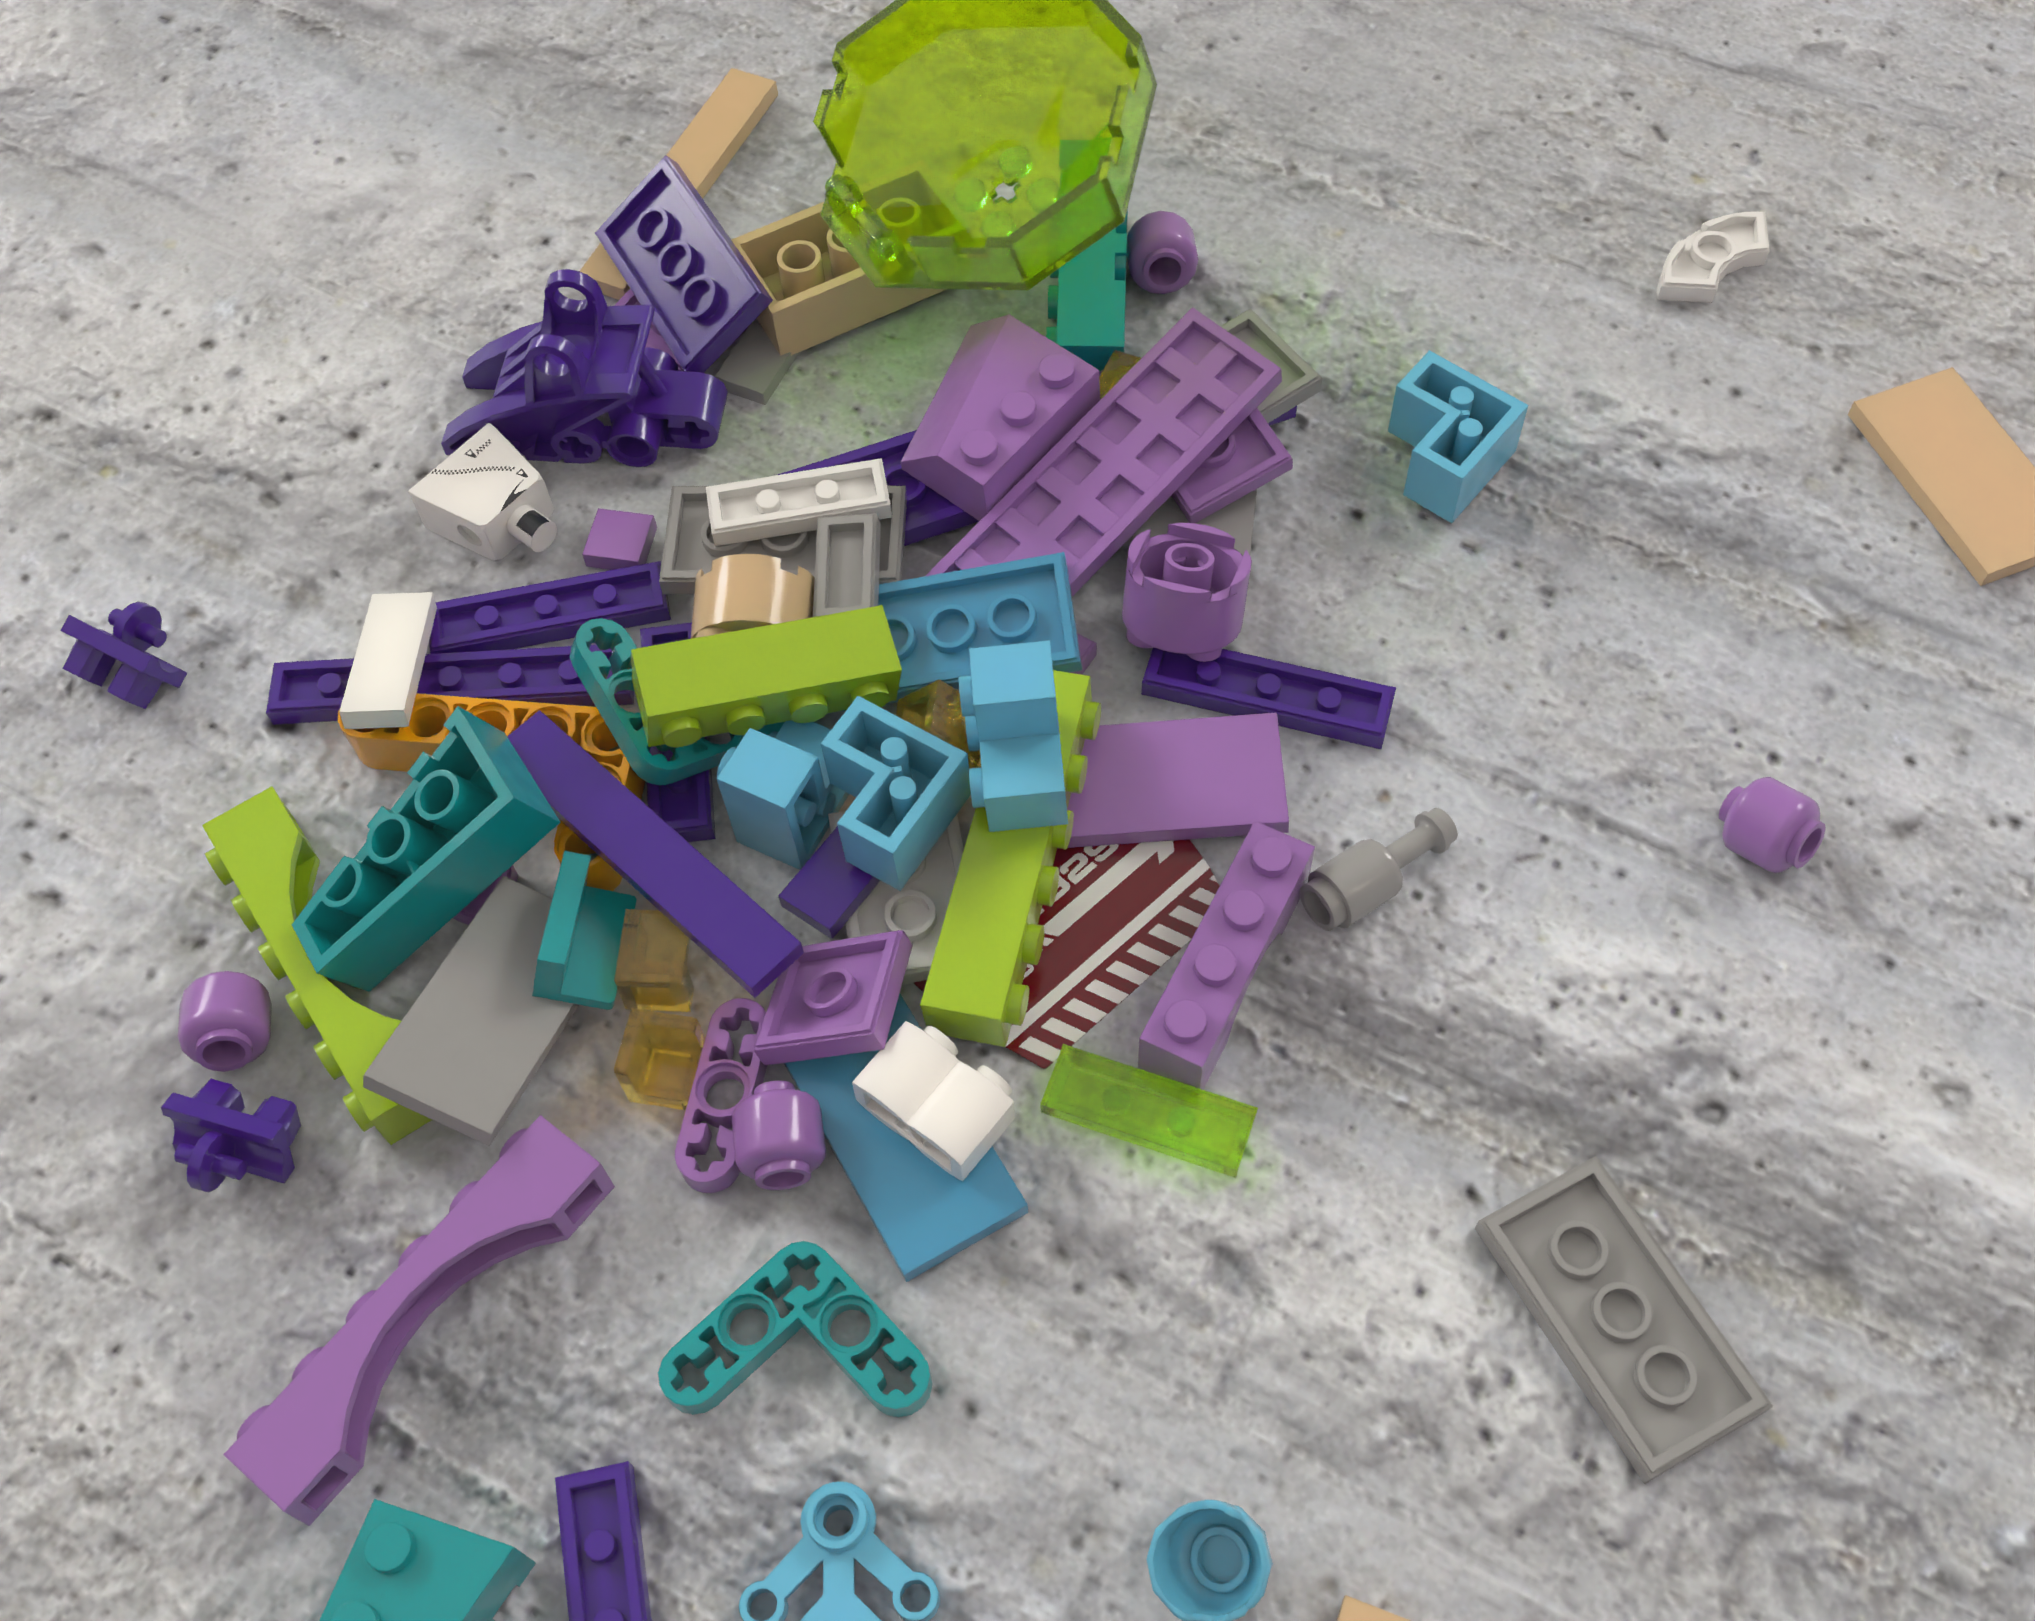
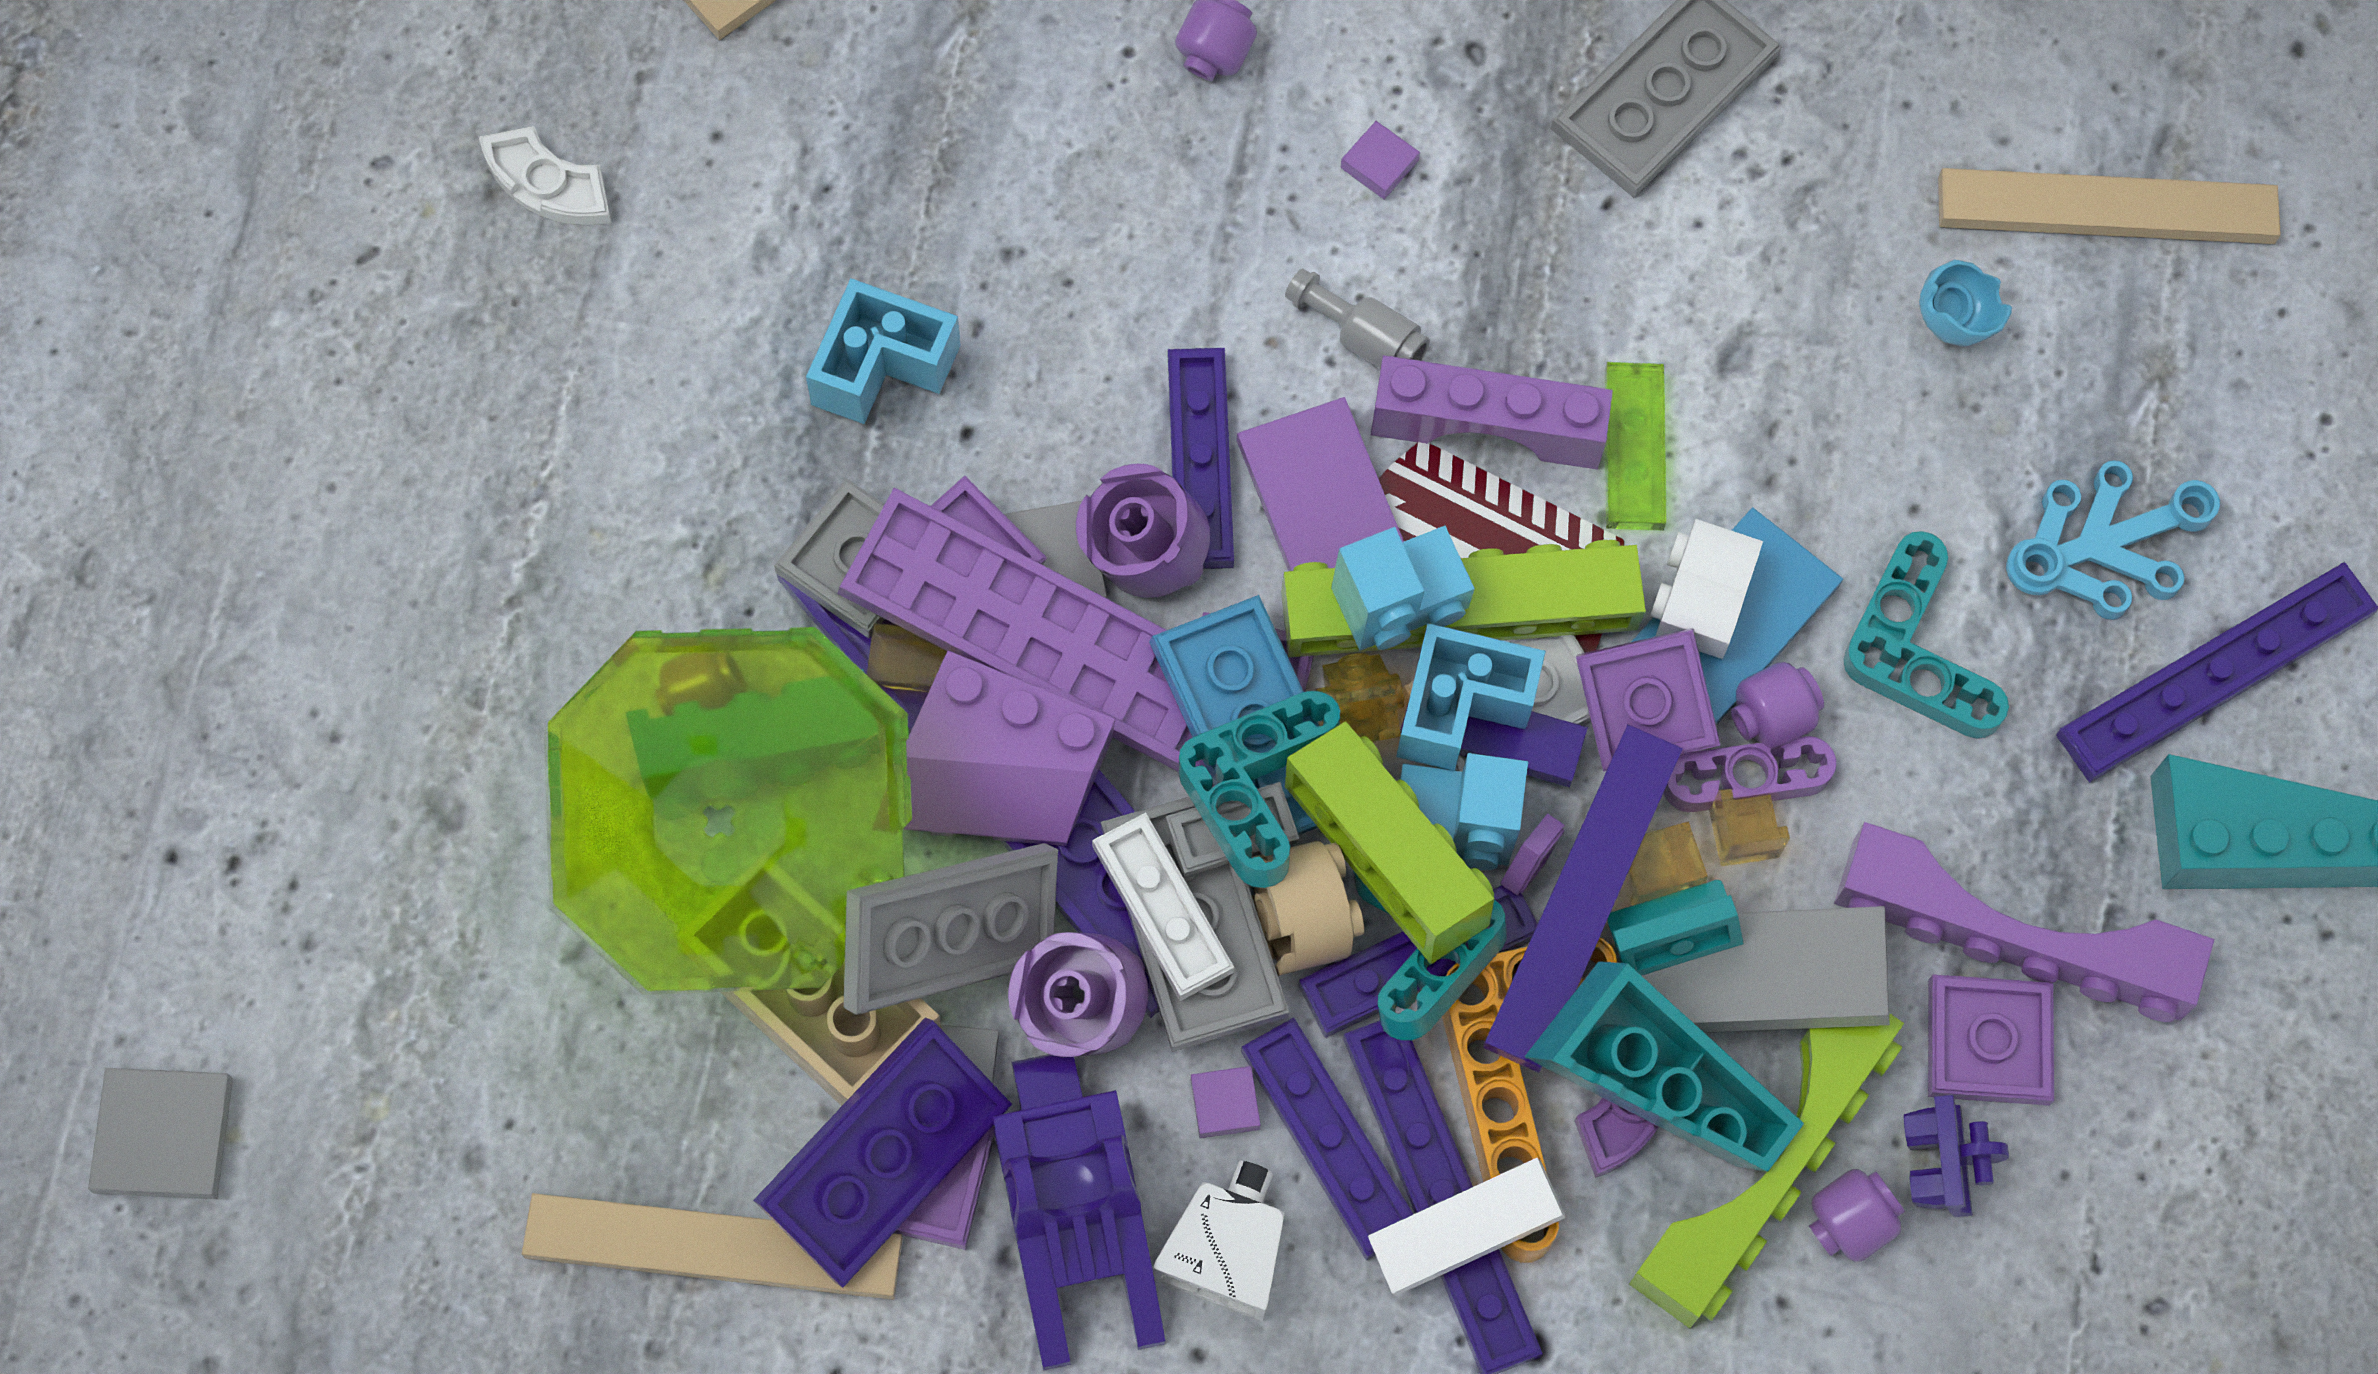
camera: 115 degrees left, 10 degrees up
(330, 1237) = (1991, 1039): none -> medium lavender tile
(720, 839) = (1533, 854): none -> medium lavender tile
(749, 424) = (1063, 1025): none -> medium lavender brick
(838, 322) = (946, 927): none -> light grey tile
(897, 574) = (1239, 766): none -> teal beam
(1582, 957) = (1380, 160): none -> medium lavender tile

